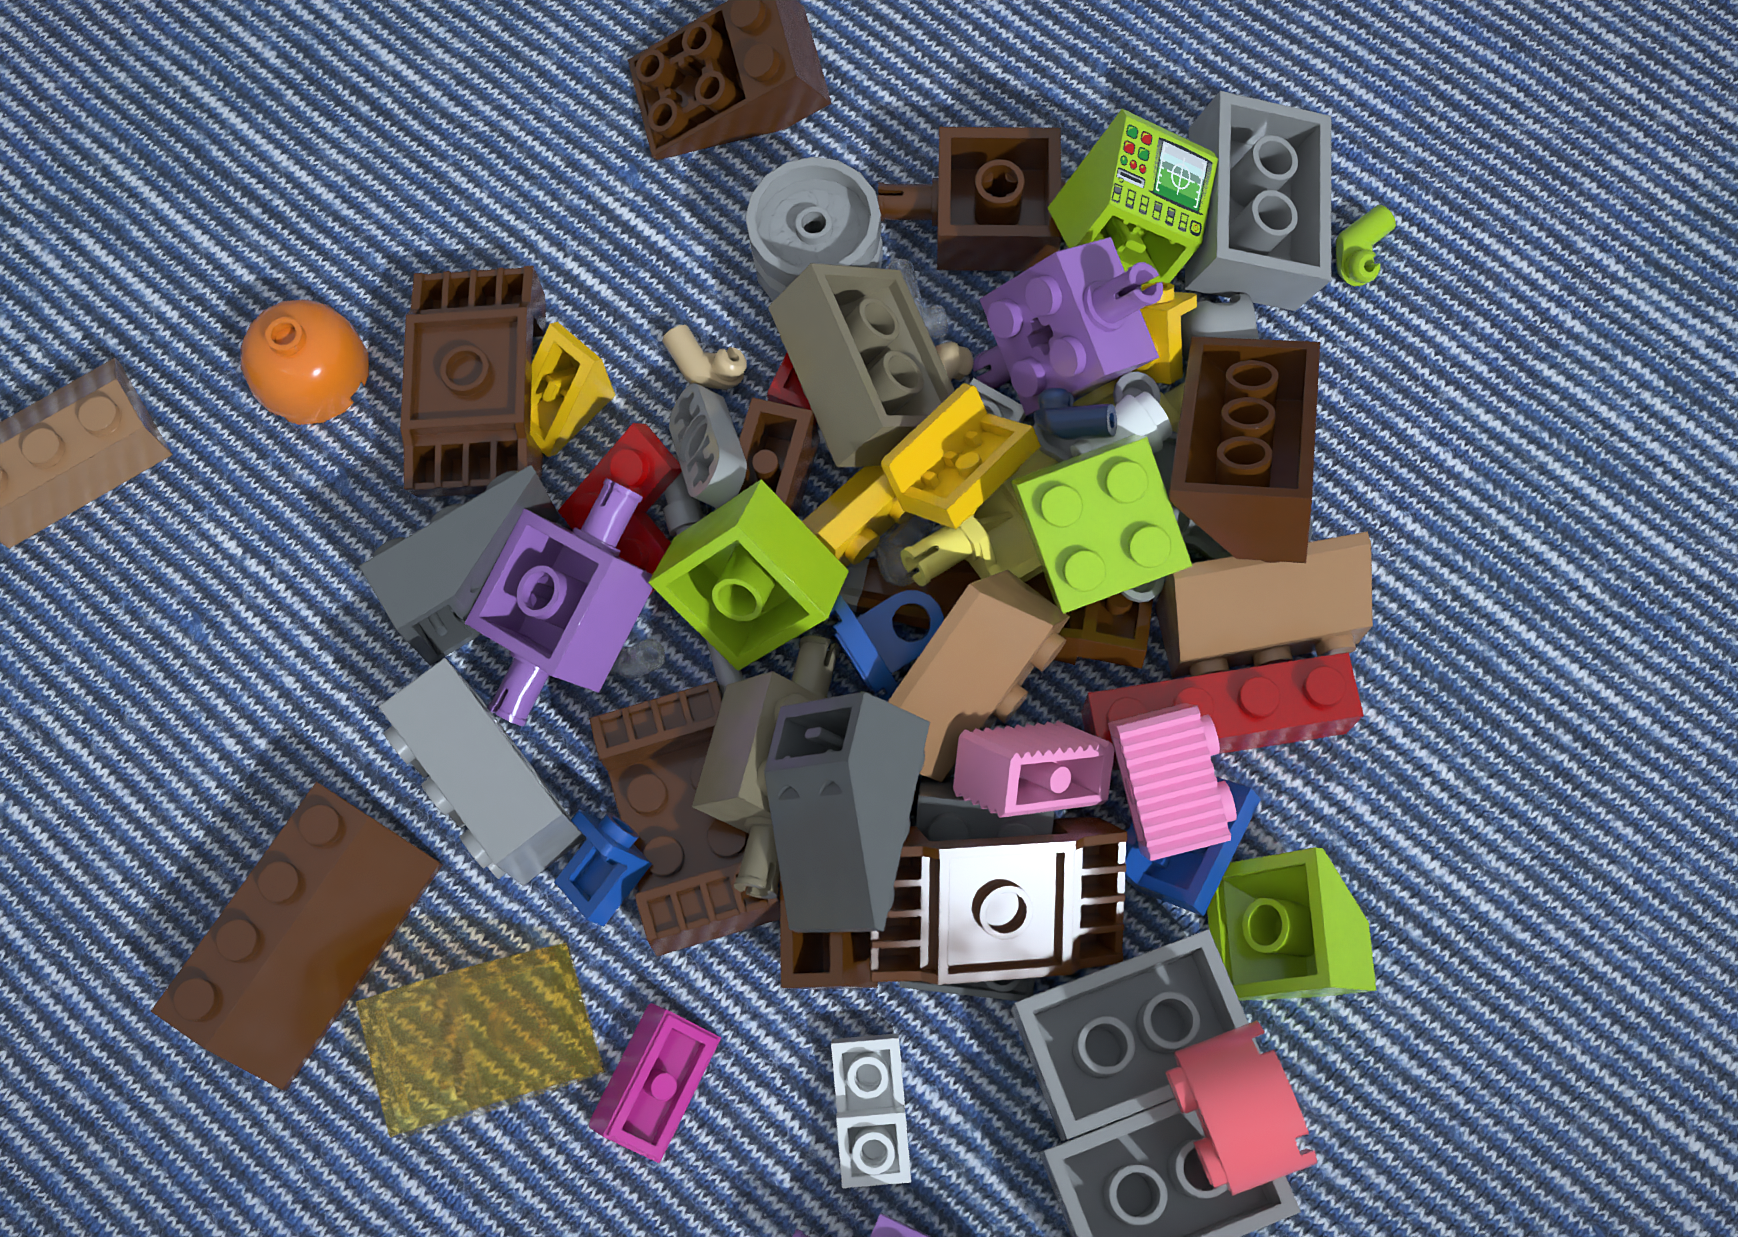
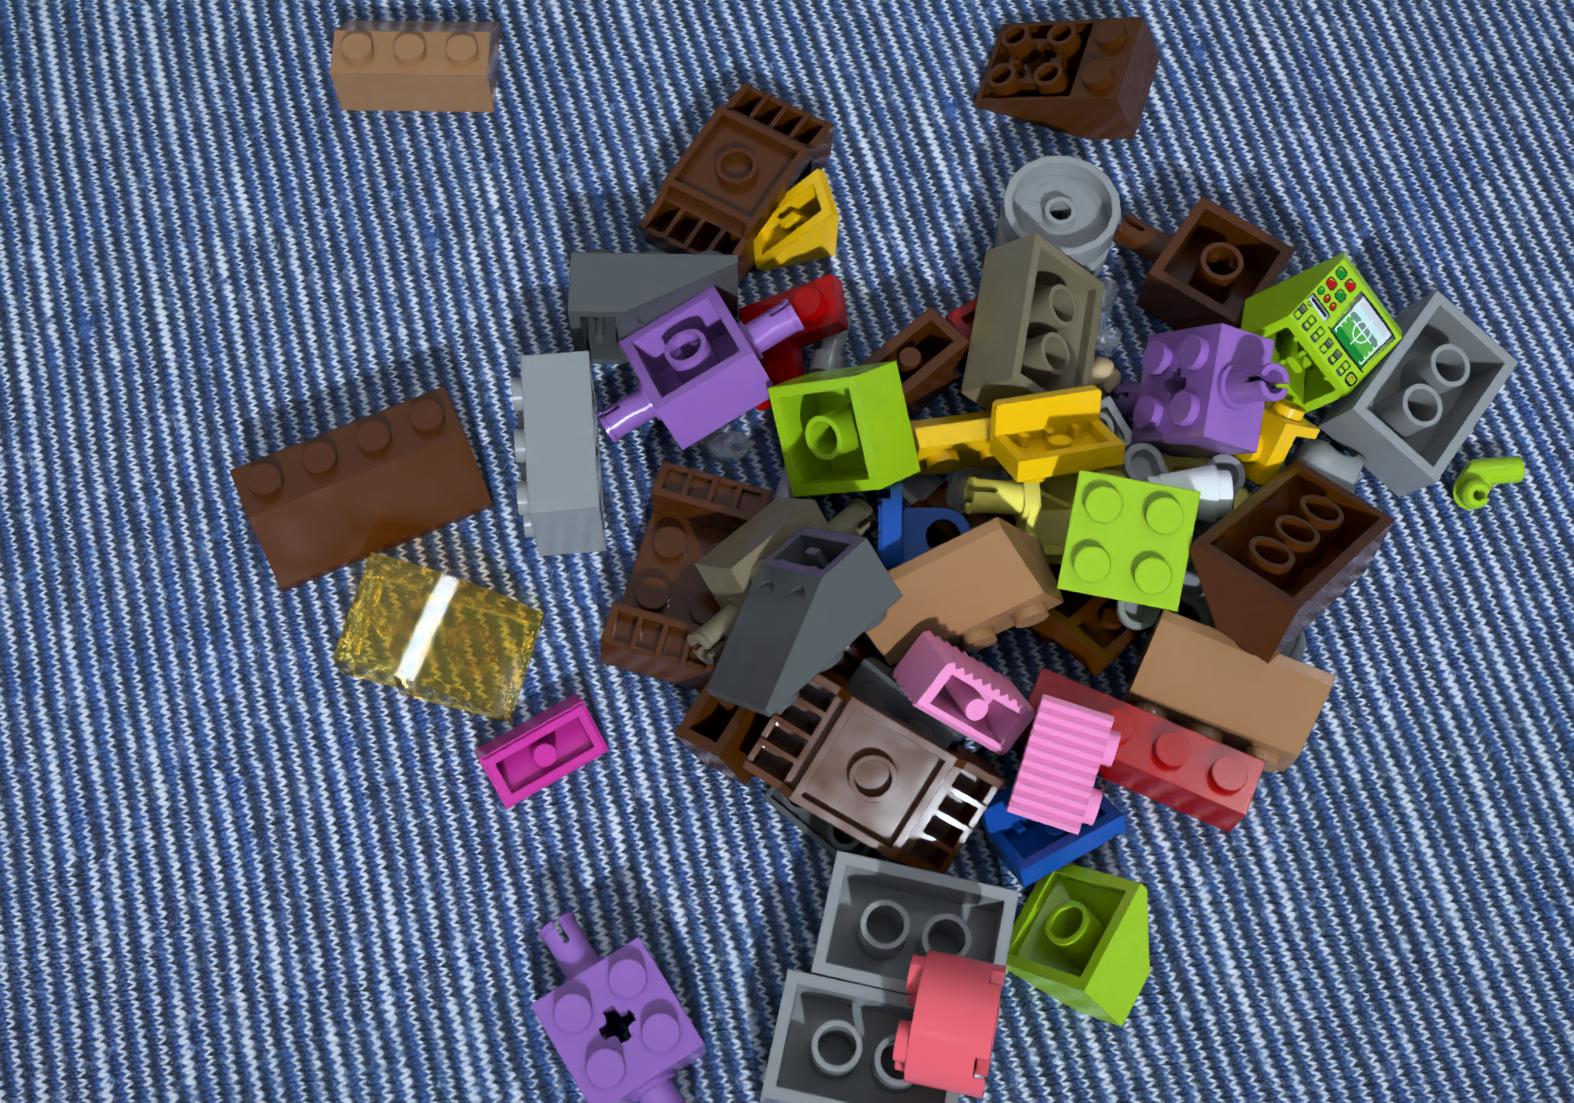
camera: 25 degrees right, 5 degrees down
(303, 361) = (627, 99): orange cylinder -> none
(603, 867) = (604, 574): blue bracket -> none
(707, 369) = (911, 272): tan arm -> none
(707, 446) = (876, 322): light grey beam -> none
(870, 1111) = (682, 870): white slope -> none
(1071, 422) = (1154, 455): dark blue arm -> none

